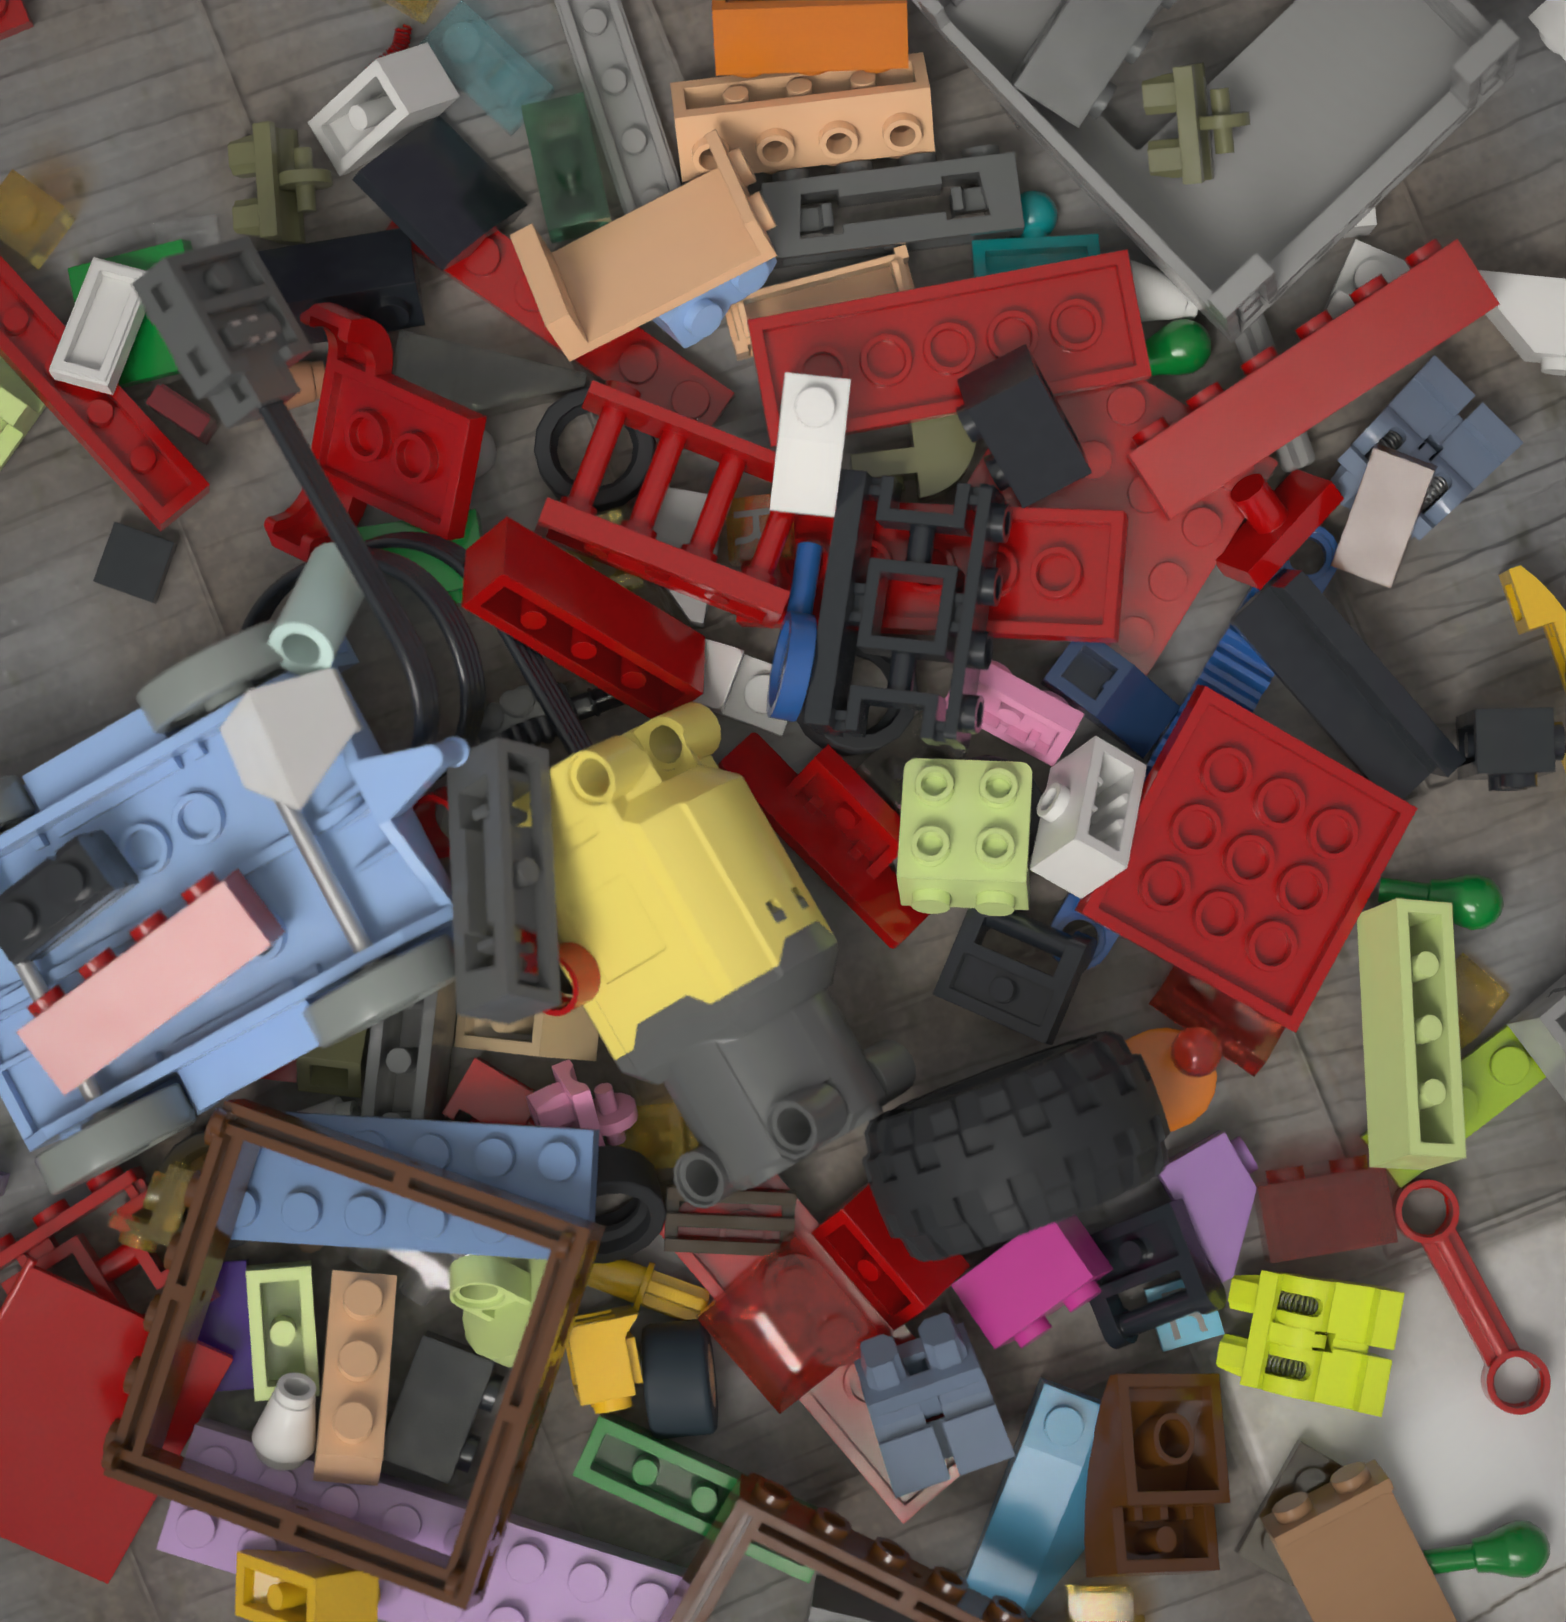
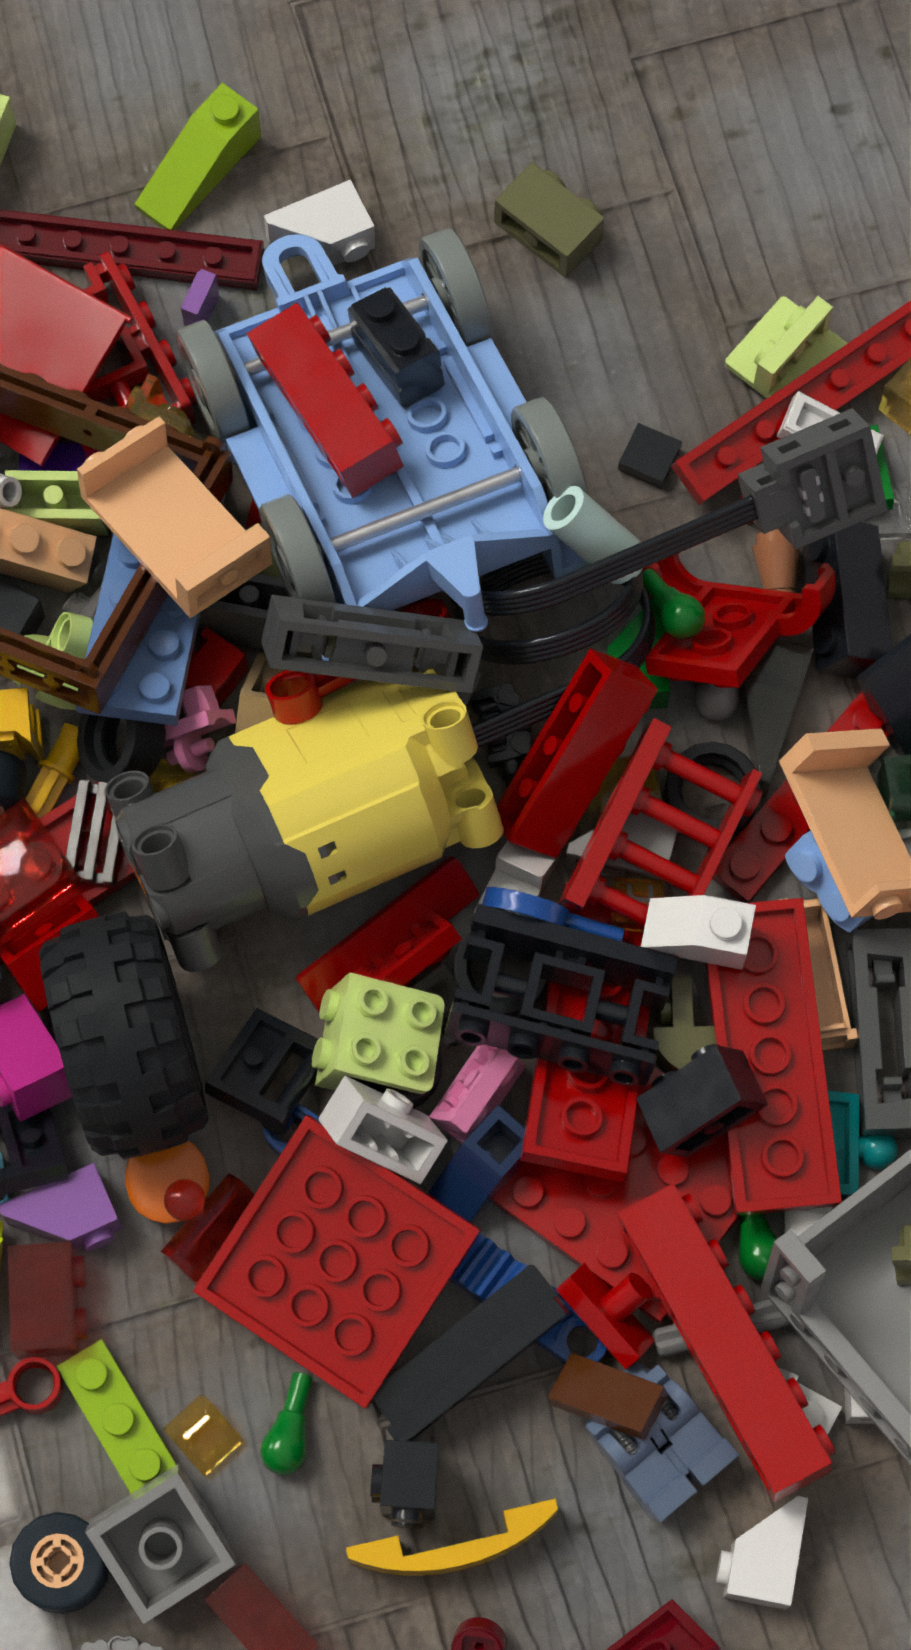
camera: 95 degrees right, 15 degrees down
(290, 735) = (501, 497): white slope -> none
(340, 1162) = (171, 519): none -> light nougat panel
(380, 501) = (679, 613): none -> green piece
(1411, 1035) = (178, 1376): yellowish green brick -> none

